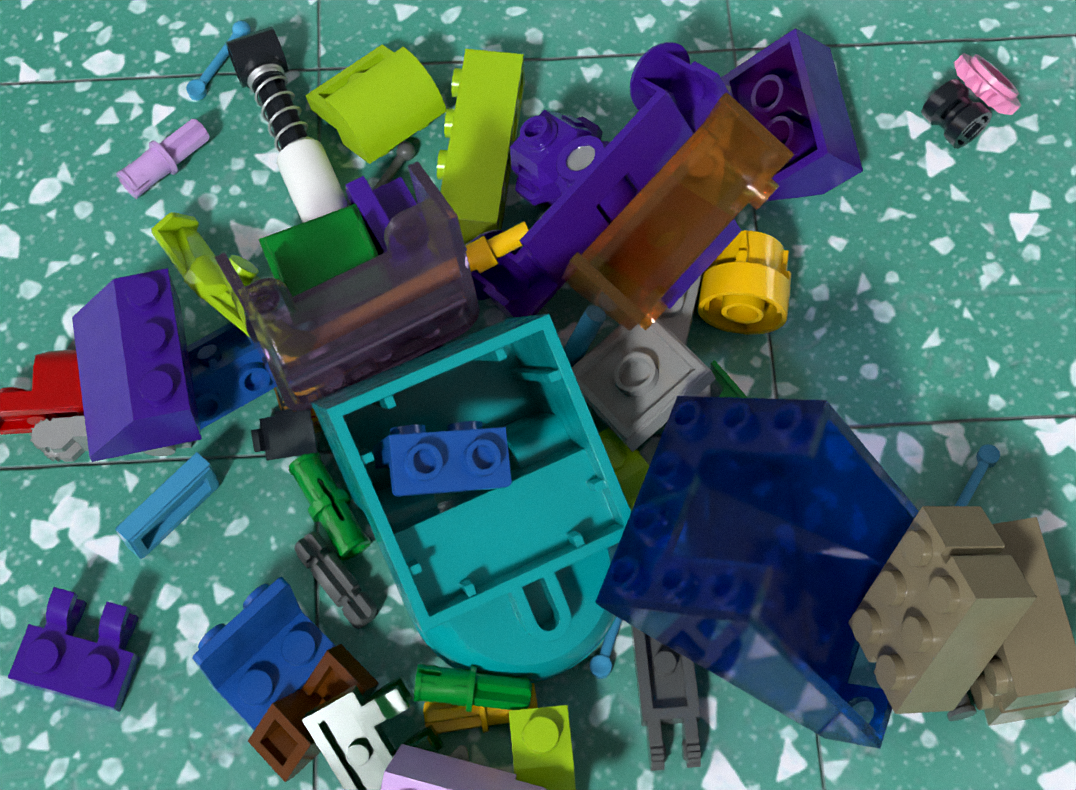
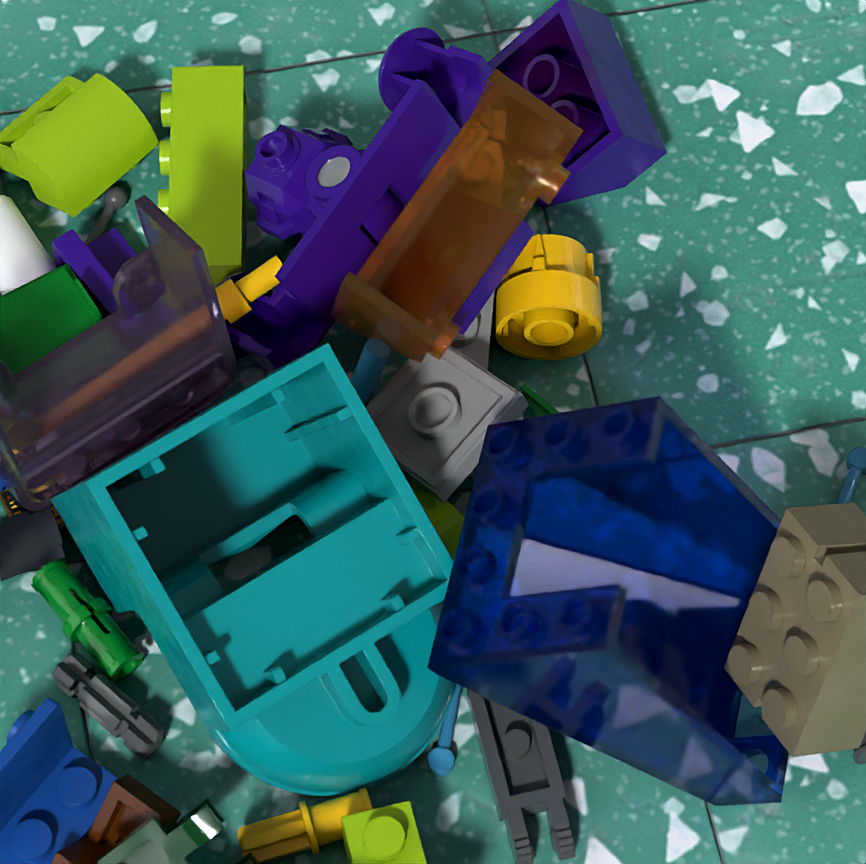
camera: 10 degrees left, 5 degrees down
(444, 461) = (228, 527): blue bracket -> none
(471, 688) = (291, 799): green axle -> none
(956, 113) = (767, 74): black wheel -> none
(988, 83) = (798, 35): bright pink gear -> none

